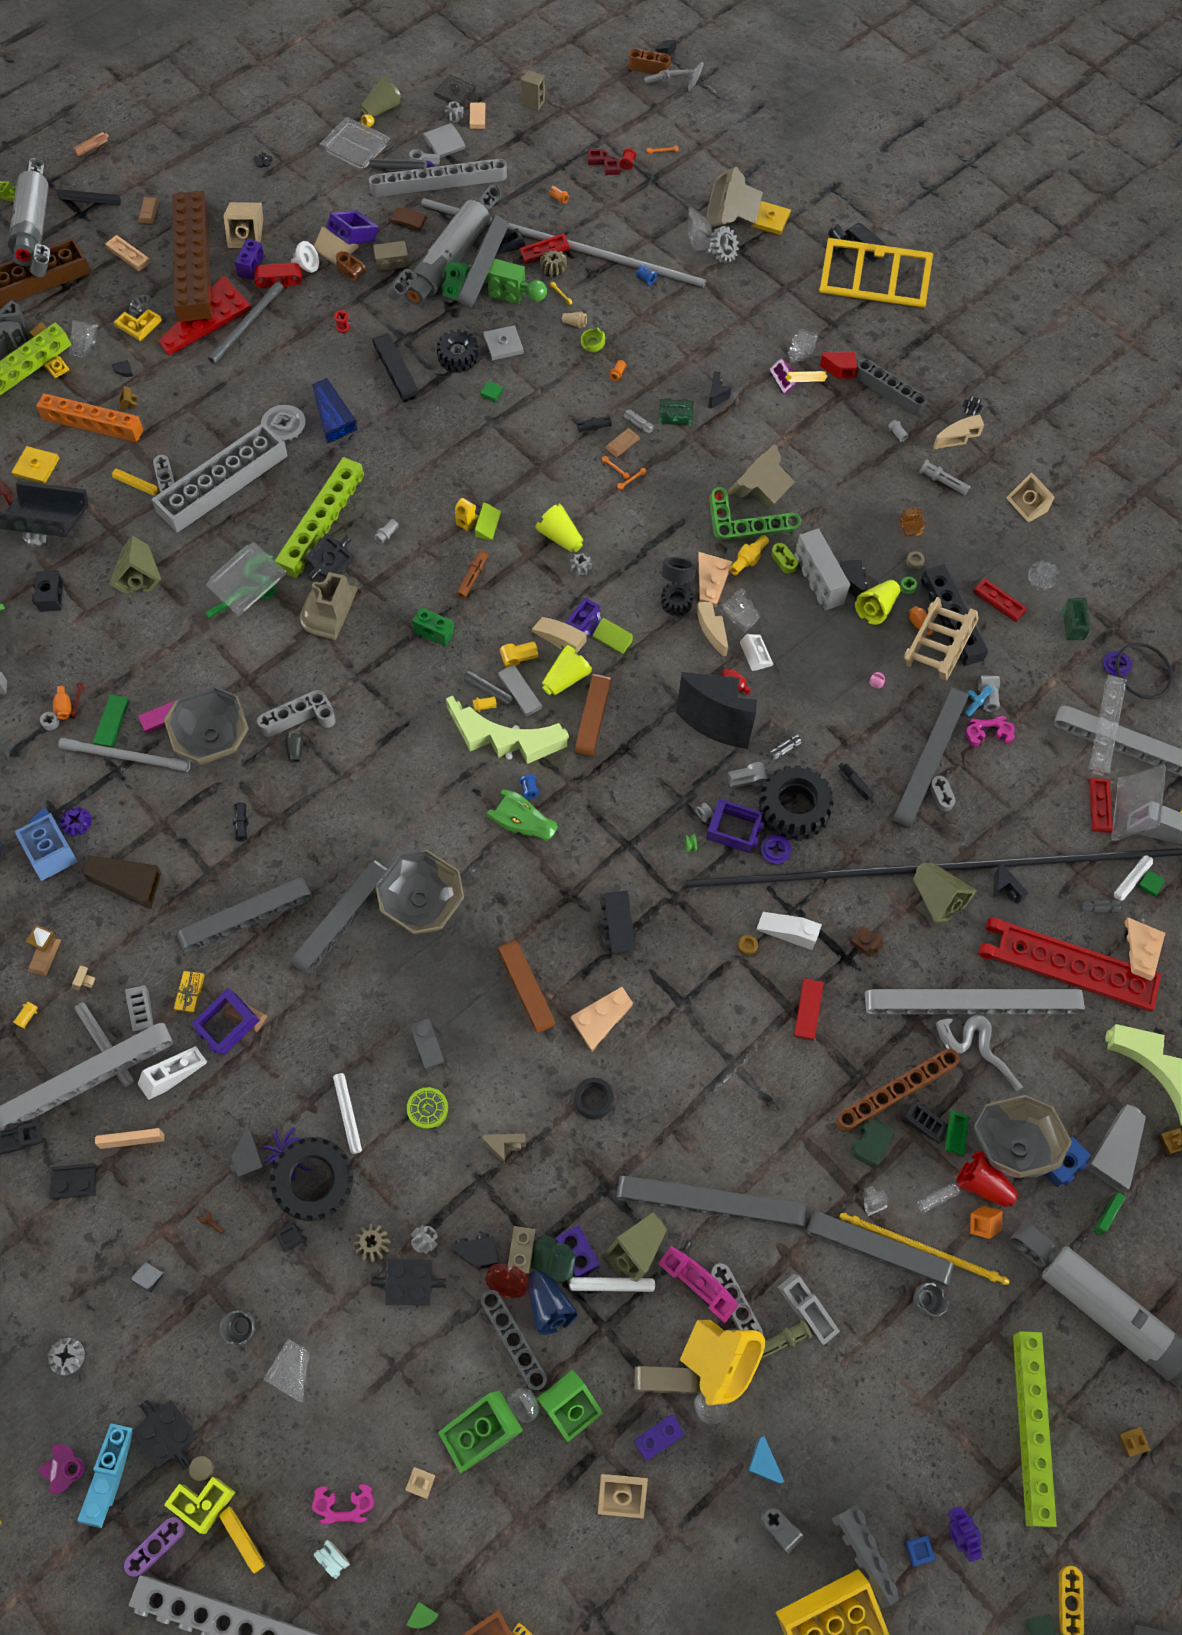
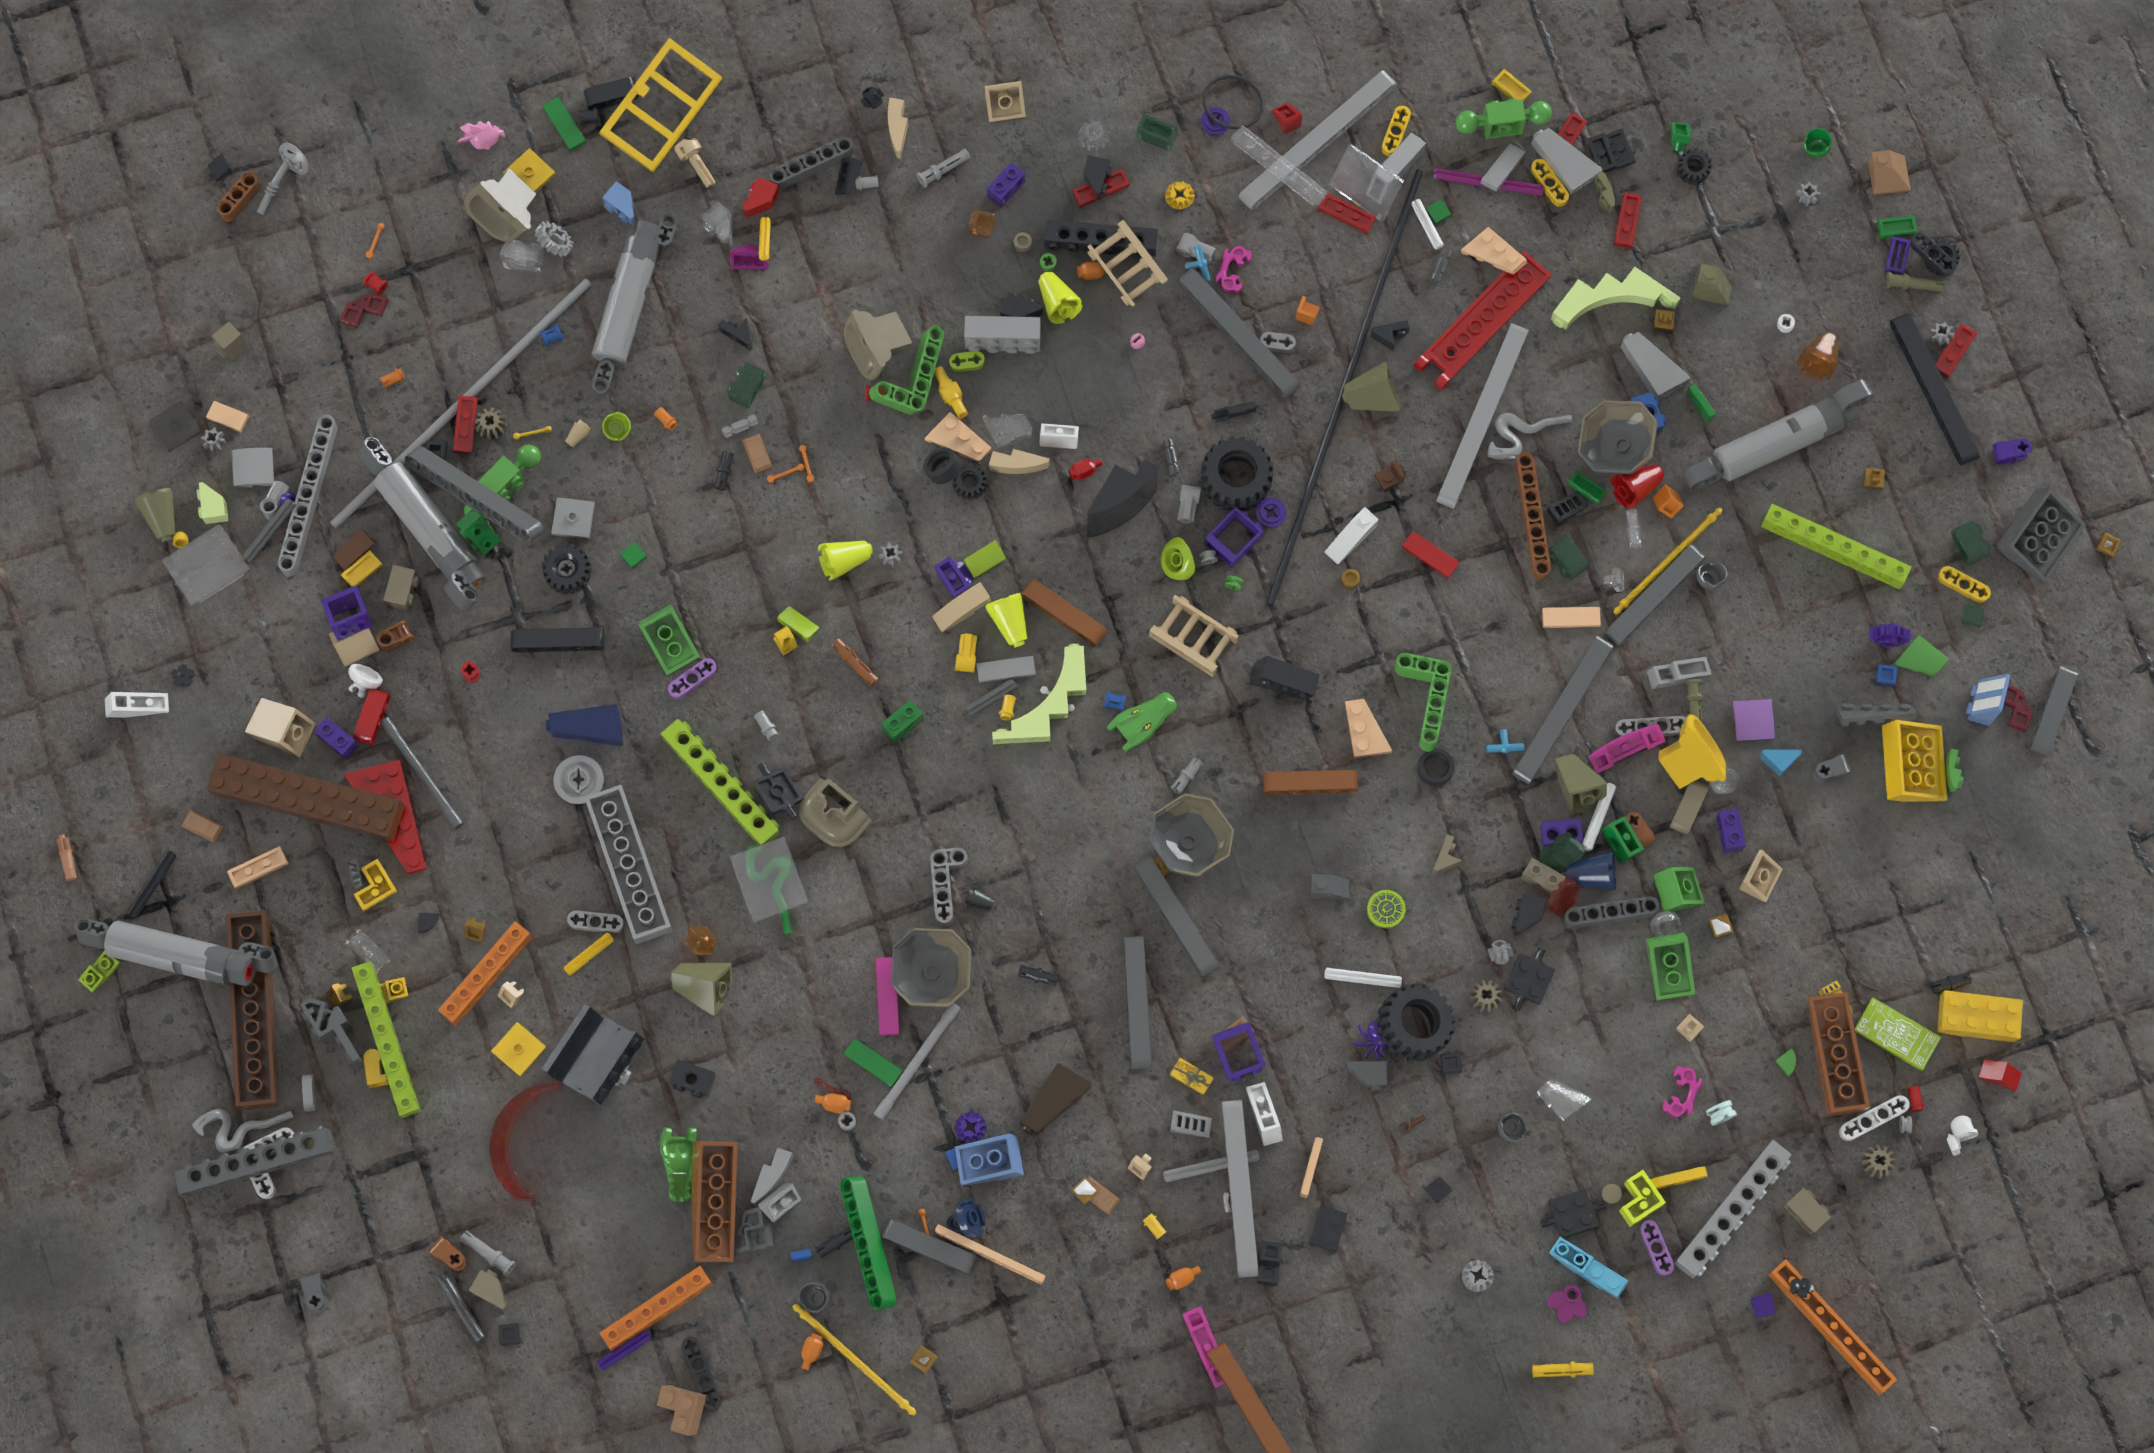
camera: 65 degrees left, 10 degrees up
(78, 443) = (509, 994): none -> tan tile
(175, 553) = (700, 940): none -> clear orange panel
(225, 137) = (135, 704): none -> white slope
(396, 231) = (362, 569): none -> yellow tile
(399, 461) = (707, 675): none -> medium lavender beam
(402, 128) = (213, 505): none -> yellowish green slope
(430, 436) = (668, 639): none -> bright green slope
(485, 874) = (1186, 775): none -> light grey pin
(548, 1471) = (1720, 926): none -> tile
(596, 1319) = (1622, 839): none -> green brick
(609, 817) = (1192, 654): none -> tan fence
(612, 1336) = (1641, 829): none -> dark orange piece
(645, 1159) = (1505, 747): none -> dark azure piece
(662, 1064) = (1434, 697): none -> bright green beam
(688, 786) = (1177, 560): none -> lime hat
(702, 307) = (628, 297): none -> light grey piece
(781, 174) = (481, 135): none -> bright pink hair
(781, 278) = (620, 201): none -> medium blue slope
(795, 1413) = (1753, 719): none -> medium lavender slope
(813, 1172) = (1571, 617): none -> light nougat tile
(823, 224) = (564, 124): none -> green tile
(849, 304) = (690, 151): none -> tan piece
(900, 413) = (847, 175): none -> black slope
(957, 526) = (1005, 185): none -> dark purple brick
(960, 1586) = (1922, 658): none -> bright green slope
(985, 804) = (1307, 312): none -> orange panel
(1009, 586) = (1095, 175): none -> black slope
(1024, 665) = (1179, 203): none -> yellow gear
(1123, 1591) = (1971, 543): none -> clear green brick
(1157, 721) = (1287, 117): none -> red slope

